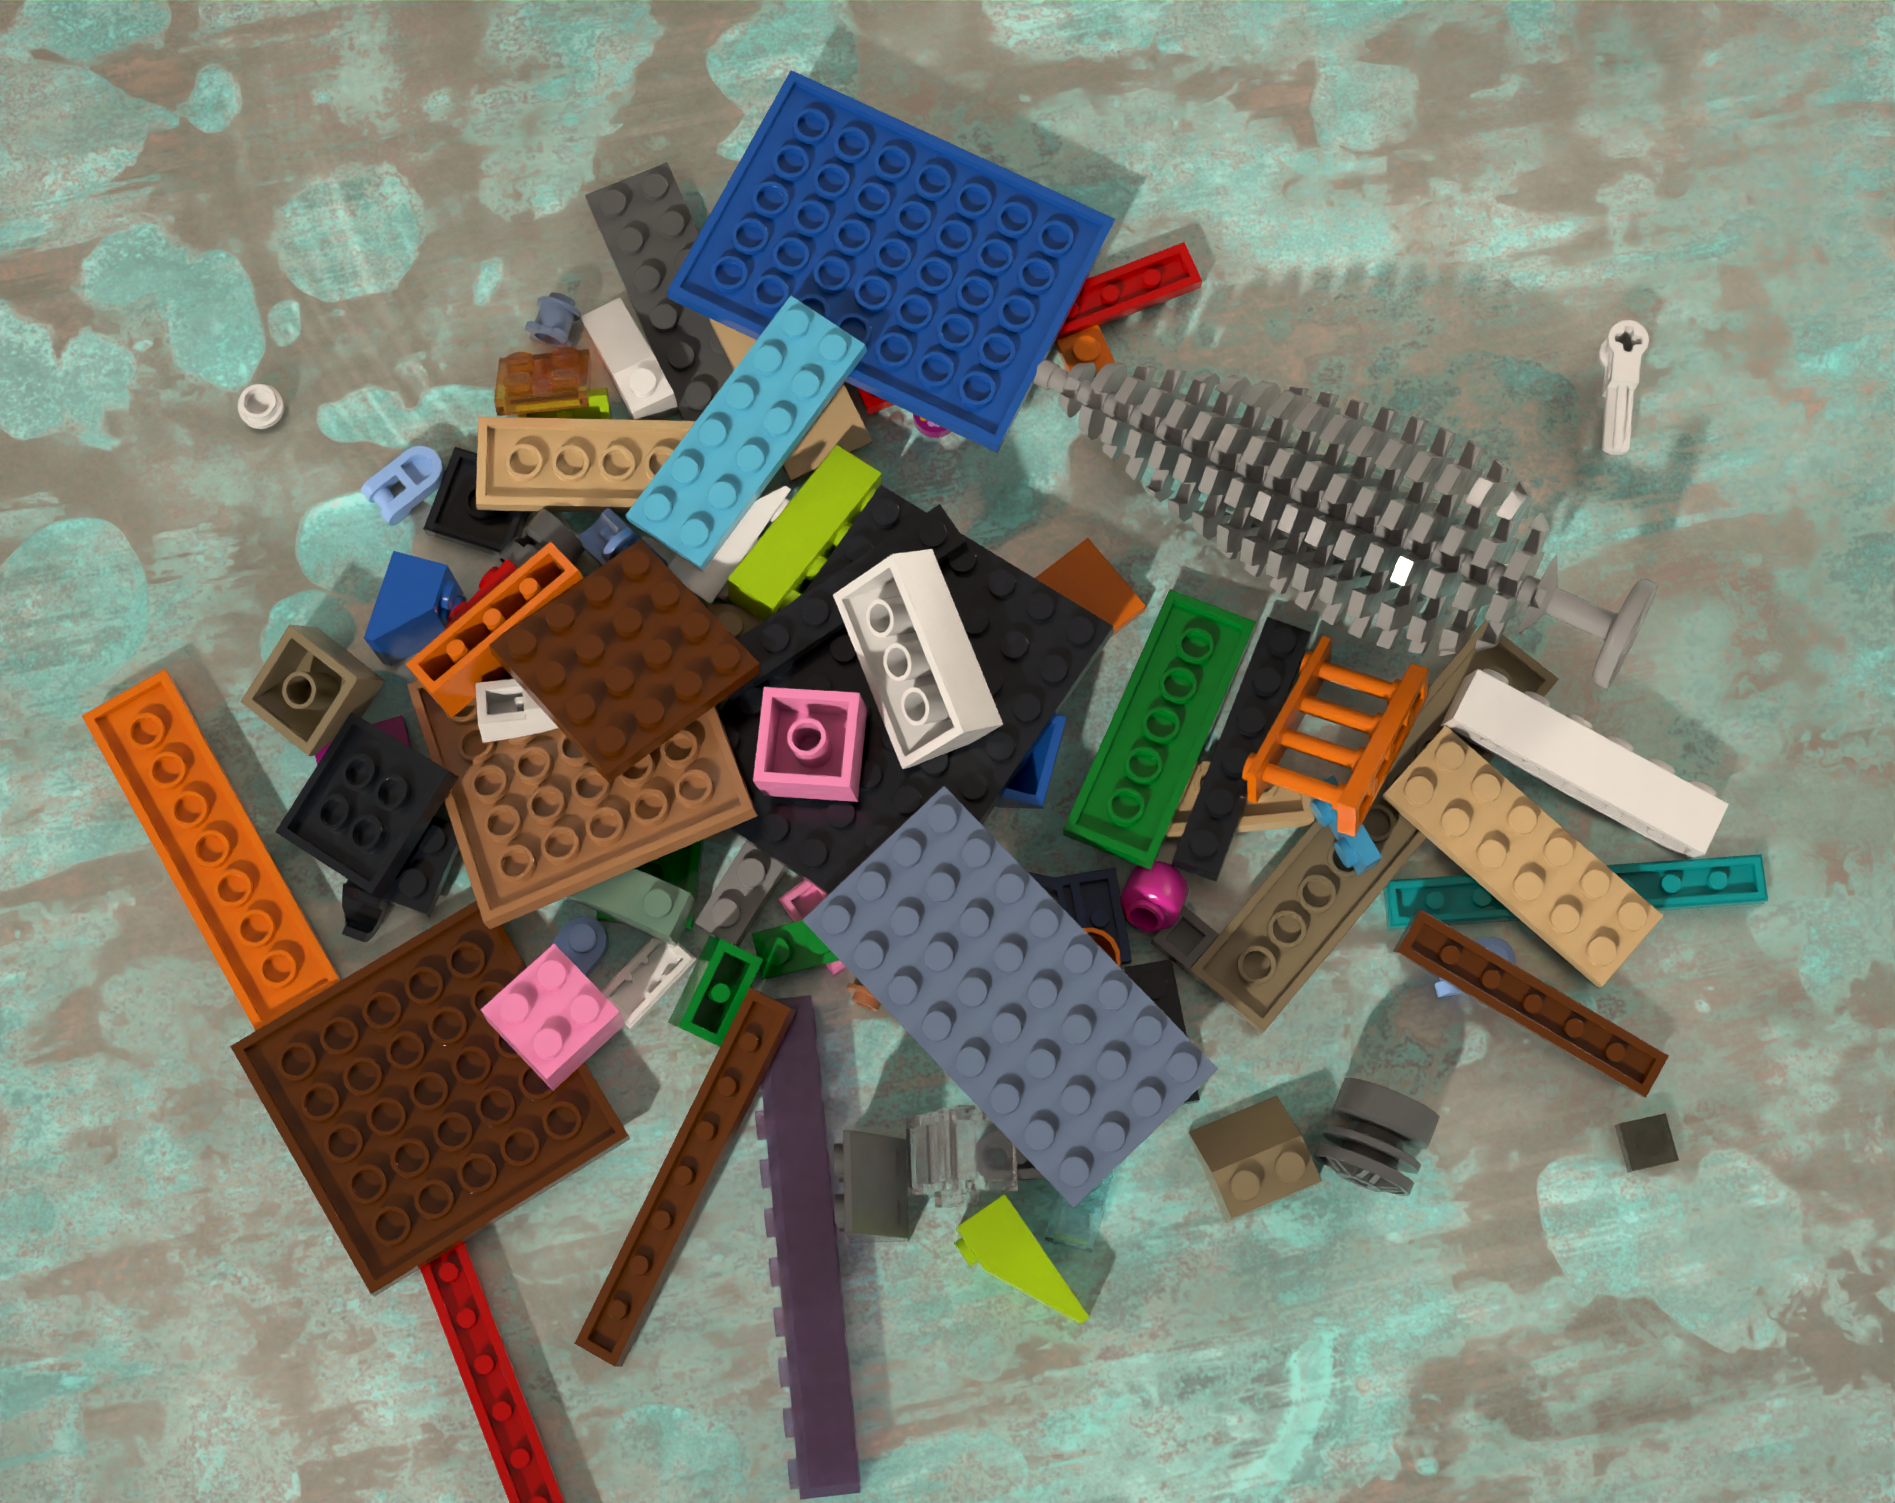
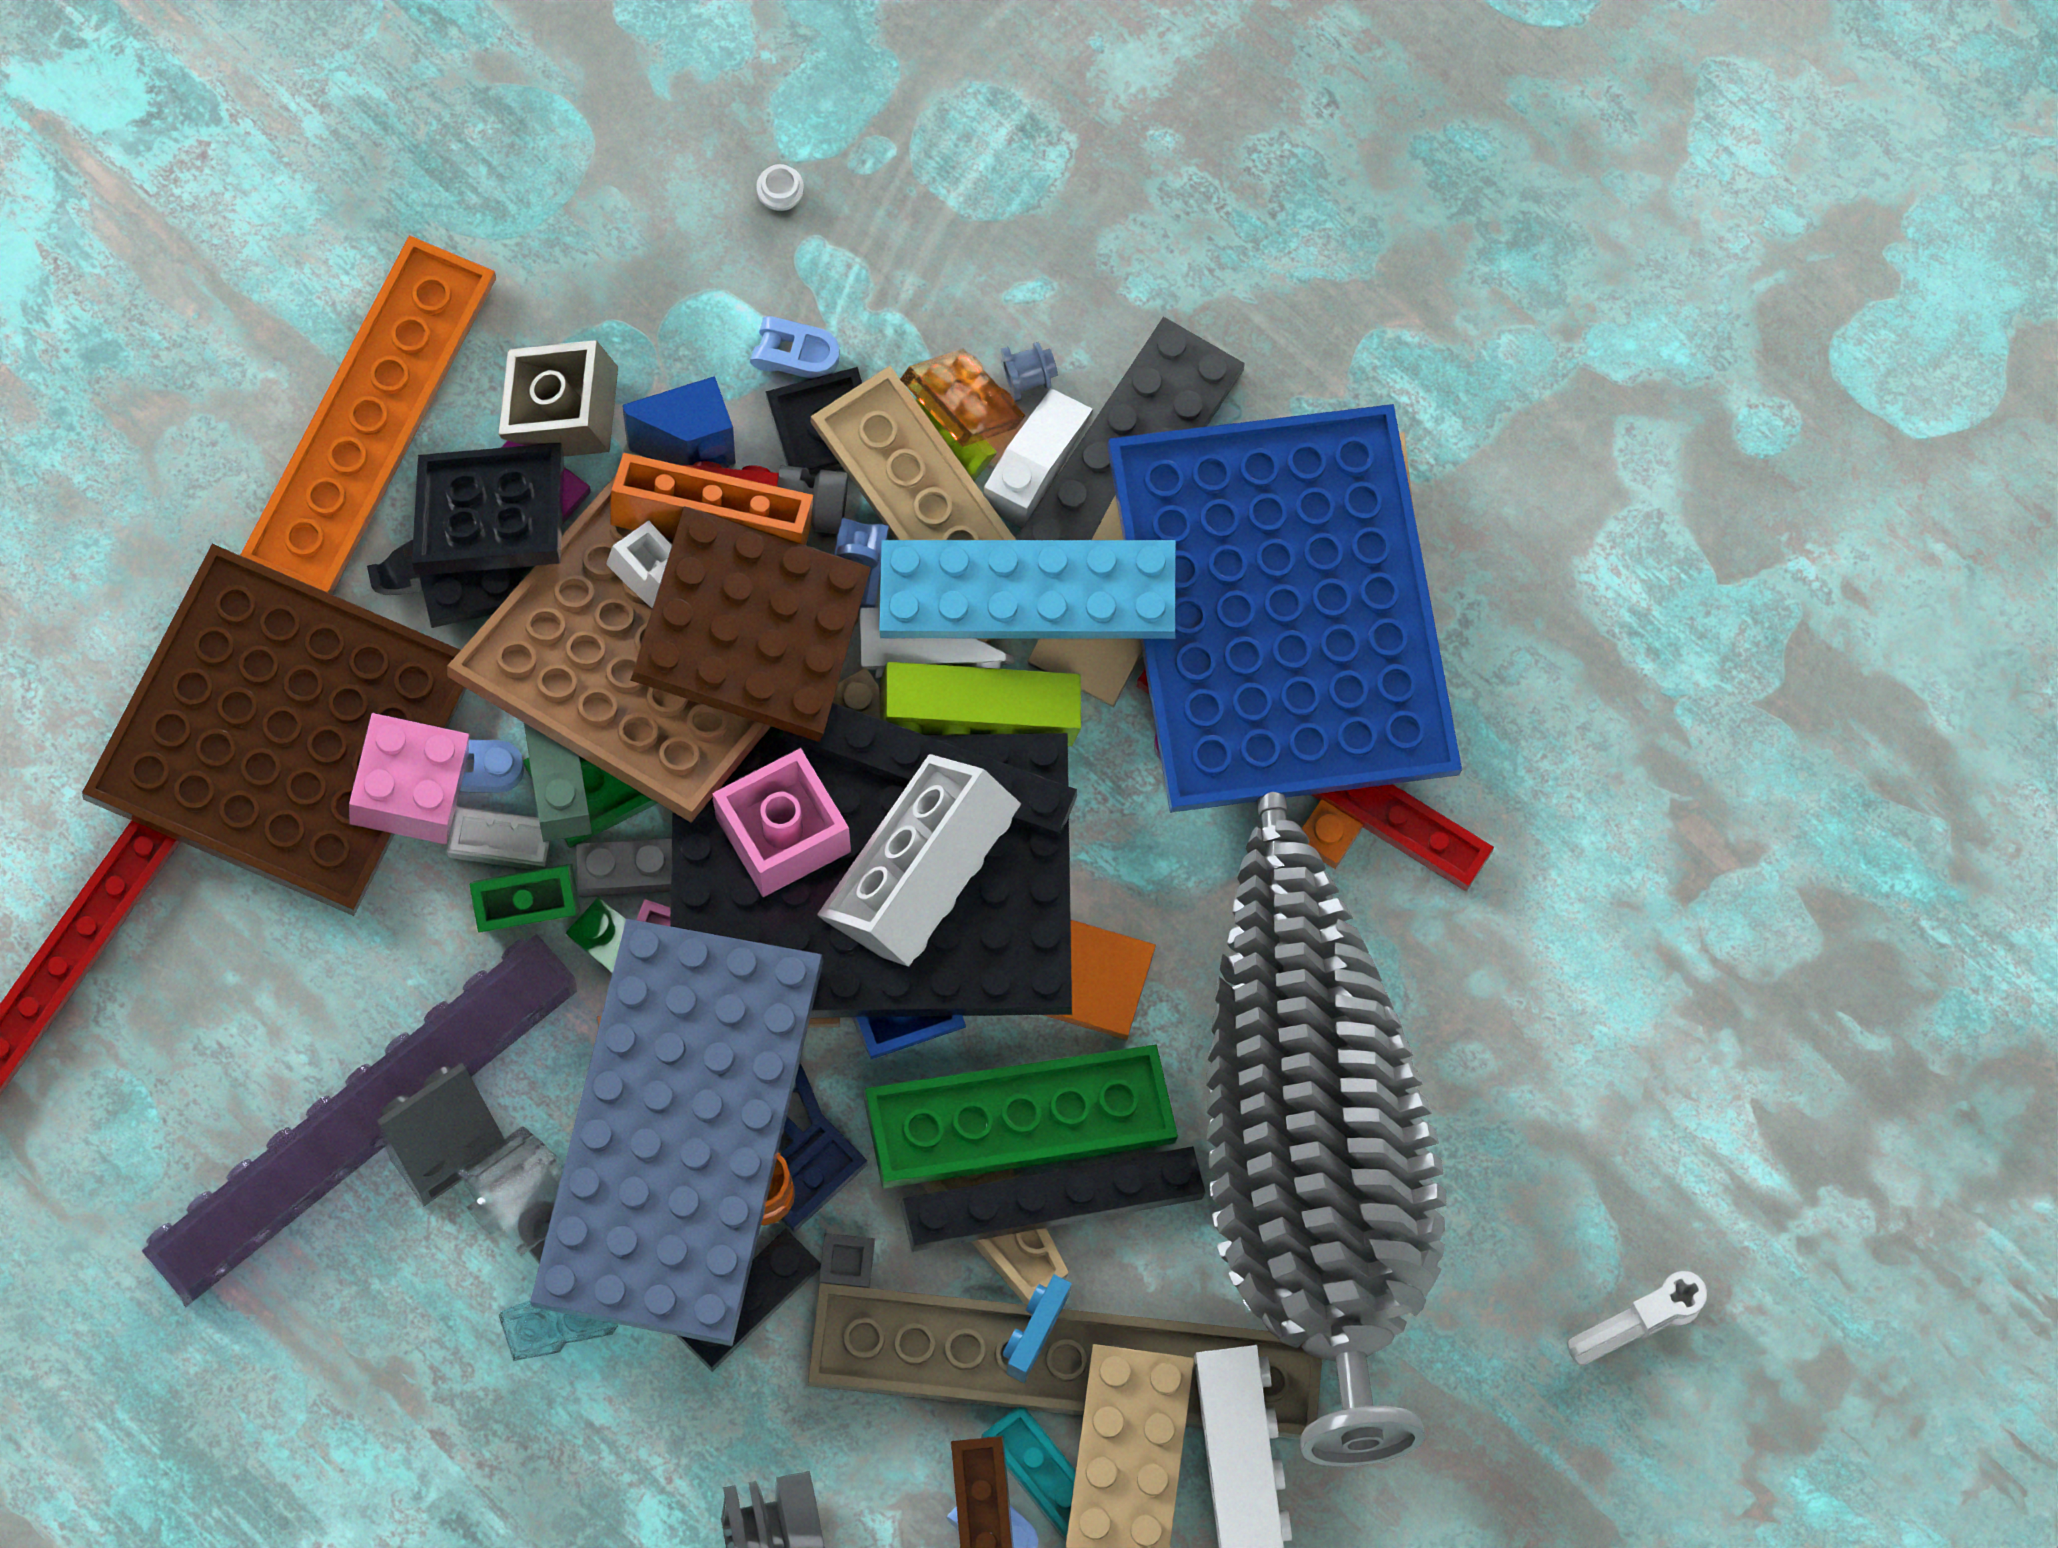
camera: 50 degrees right, 5 degrees down
(685, 1178) = (350, 978): reddish brown plate -> none
(1011, 1254) = (468, 1290): lime slope -> none
(1154, 896) = (864, 1211): dark pink head -> none
(1254, 1158) = (688, 1447): dark tan slope -> none
(1368, 765) = (1099, 1306): orange fence -> none

